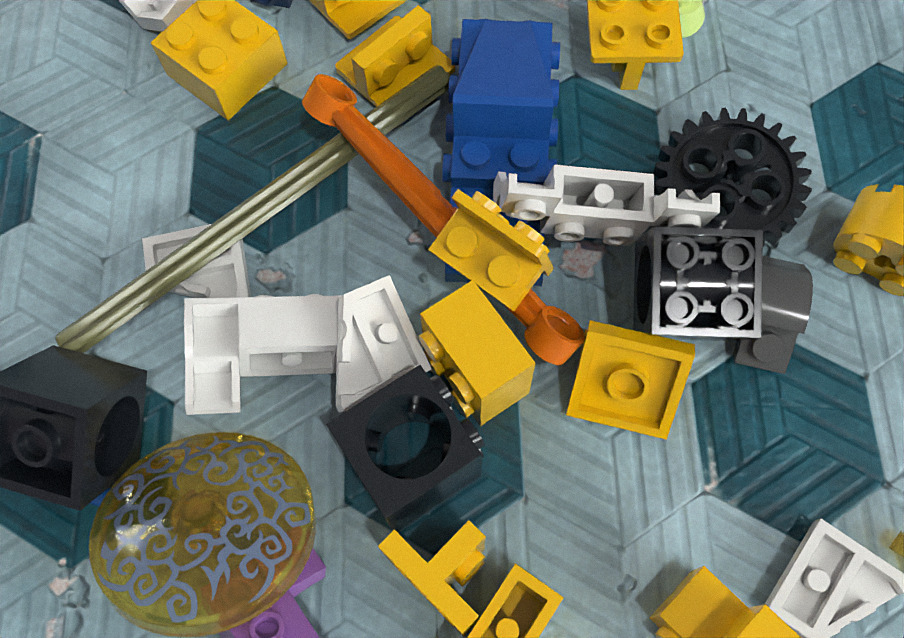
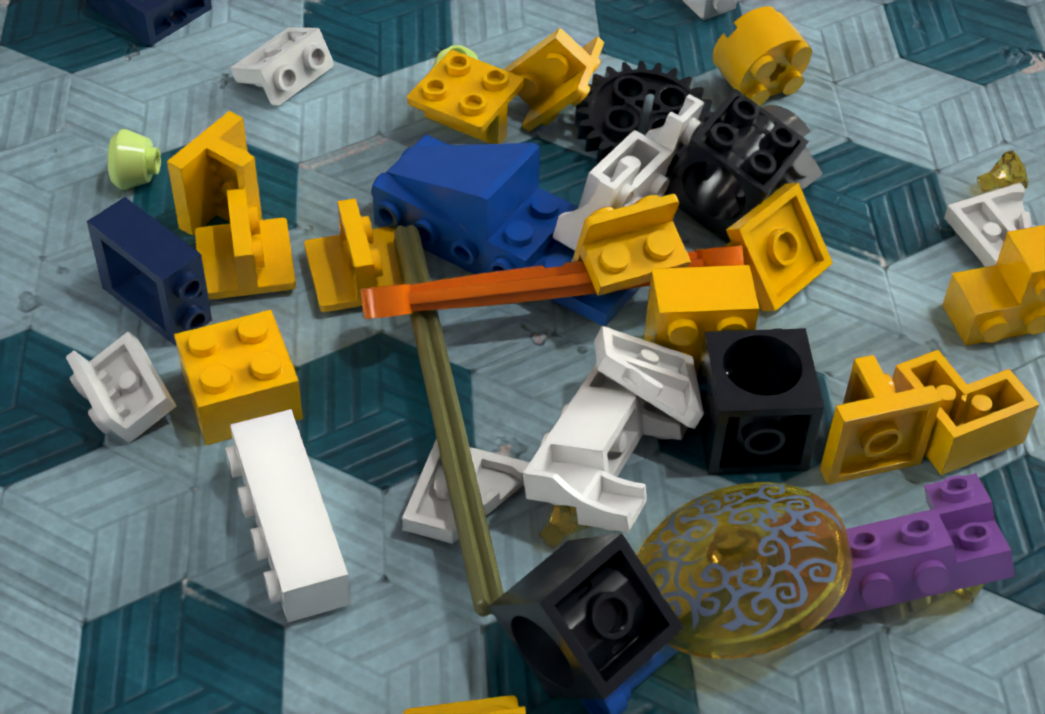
camera: 65 degrees left, 20 degrees down
(101, 160) = (289, 517): none -> white brick
(713, 79) = (555, 75): none -> yellow bracket

